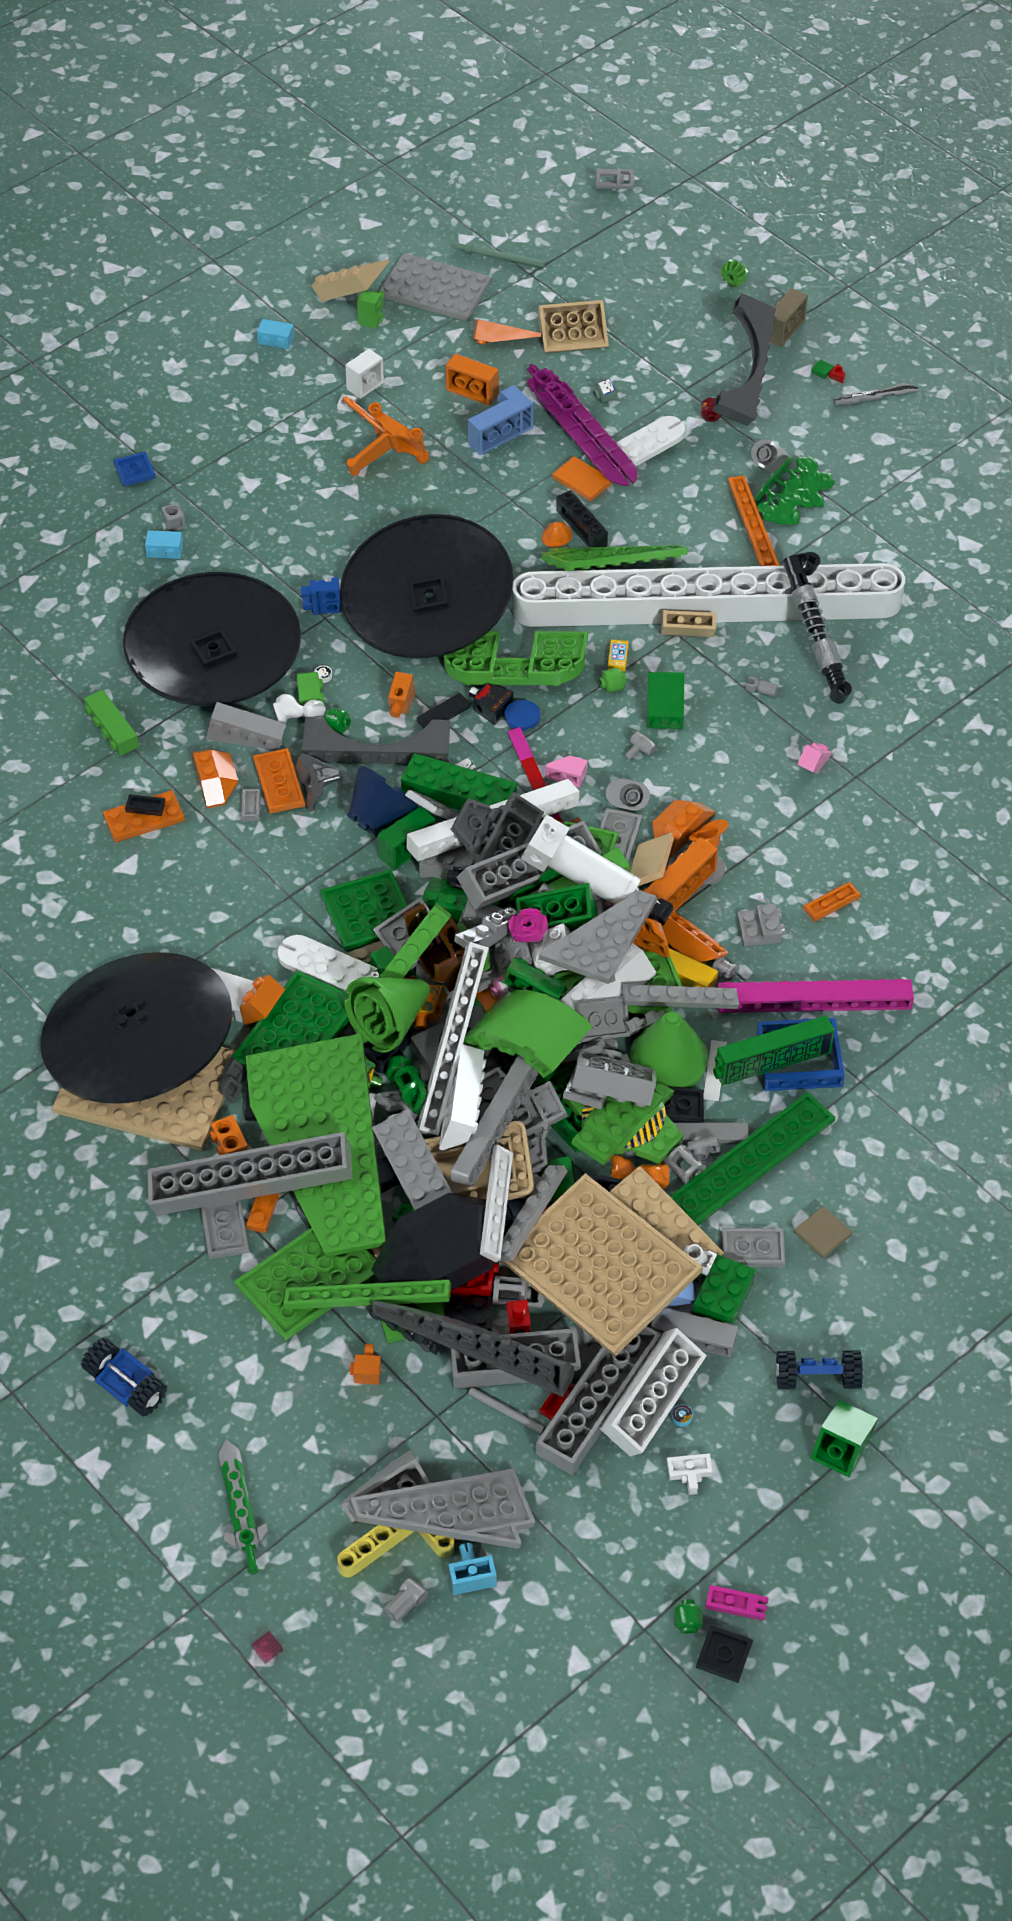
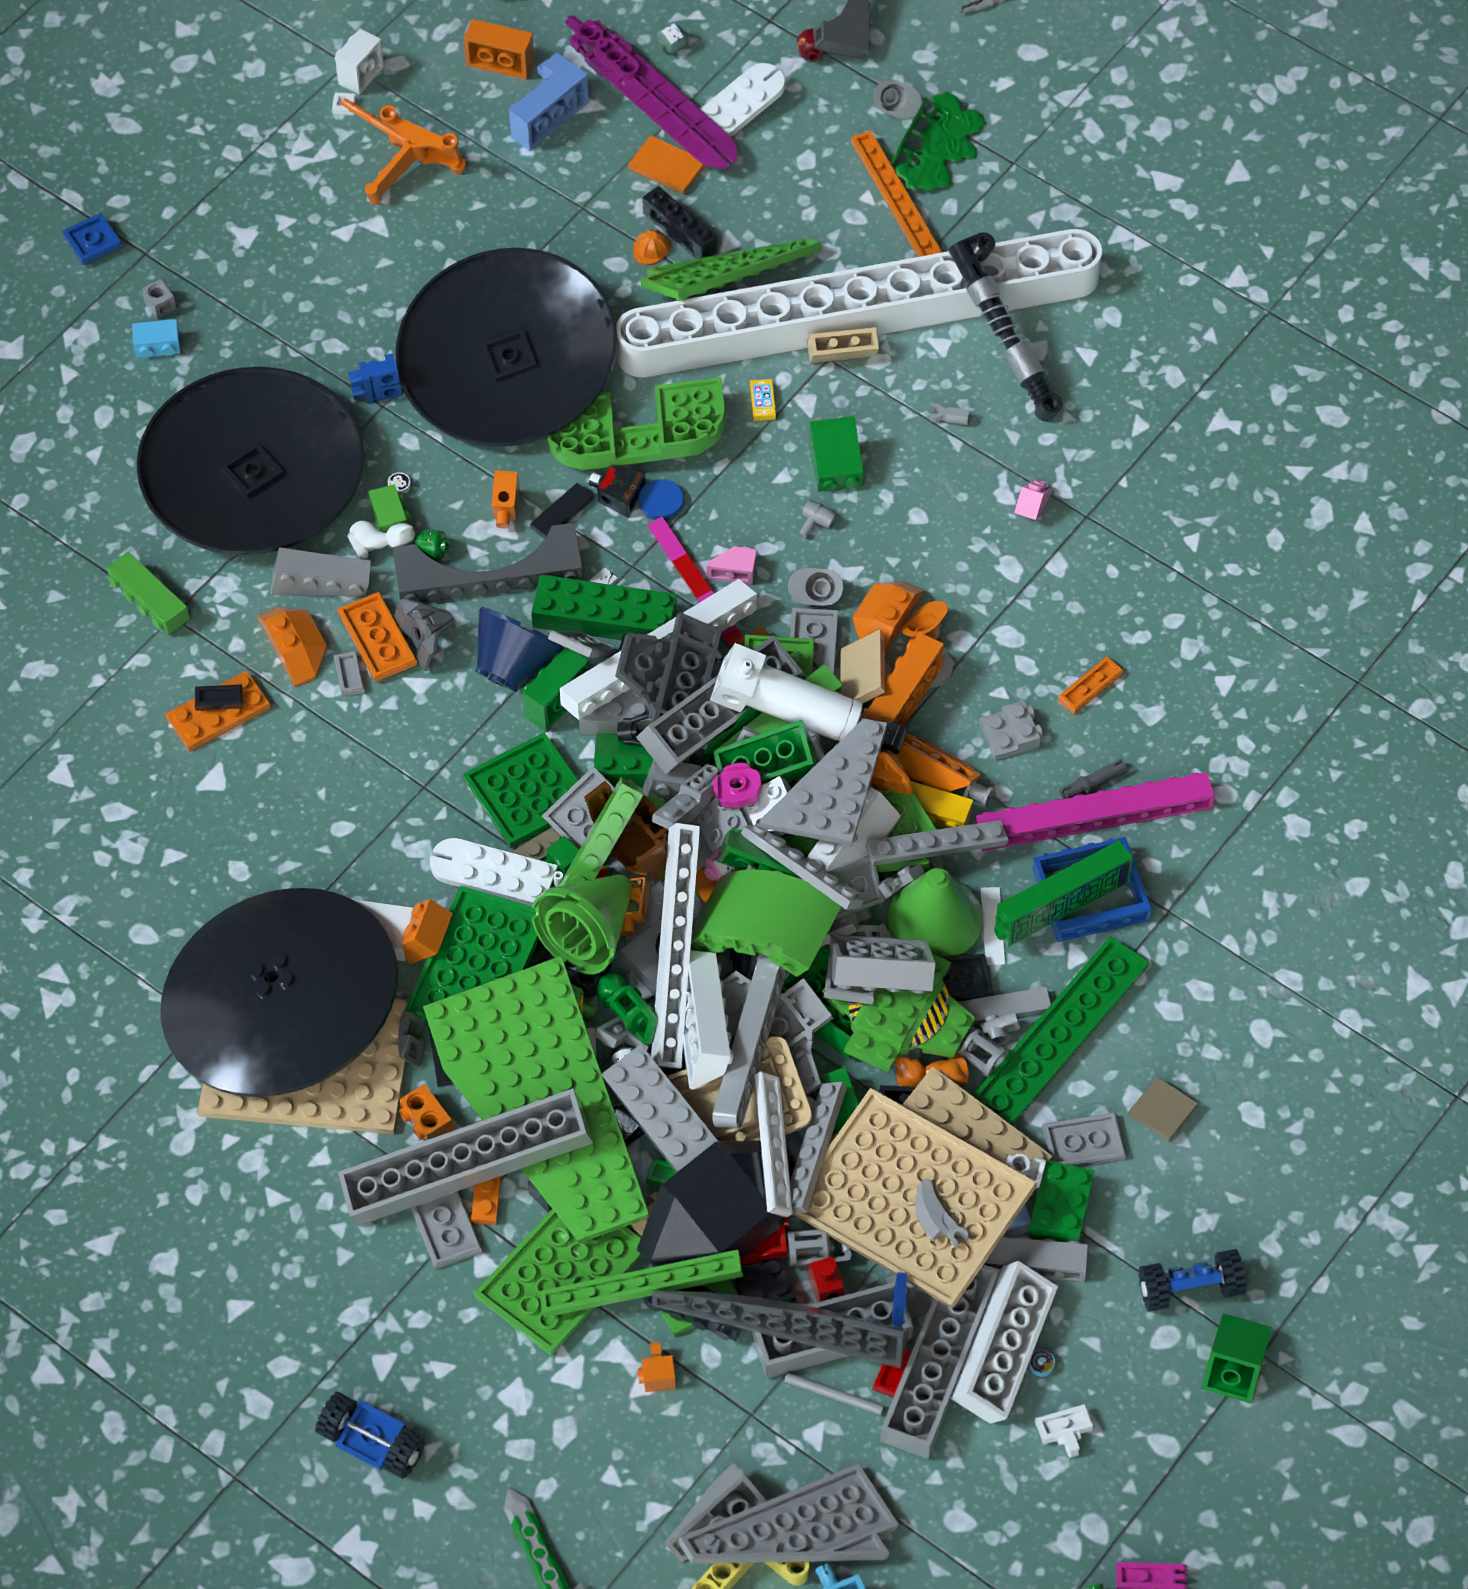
camera: 10 degrees left, 5 degrees up
(275, 334) = (230, 20): medium azure brick -> none
(567, 995) = (806, 869): none -> light grey plate
(572, 1341) = (899, 1299): none -> blue tile
(613, 680) = (764, 436): bright green head -> none
(613, 1280) = (933, 1216): none -> light grey piece
(813, 974) = (1085, 784): none -> dark grey pin

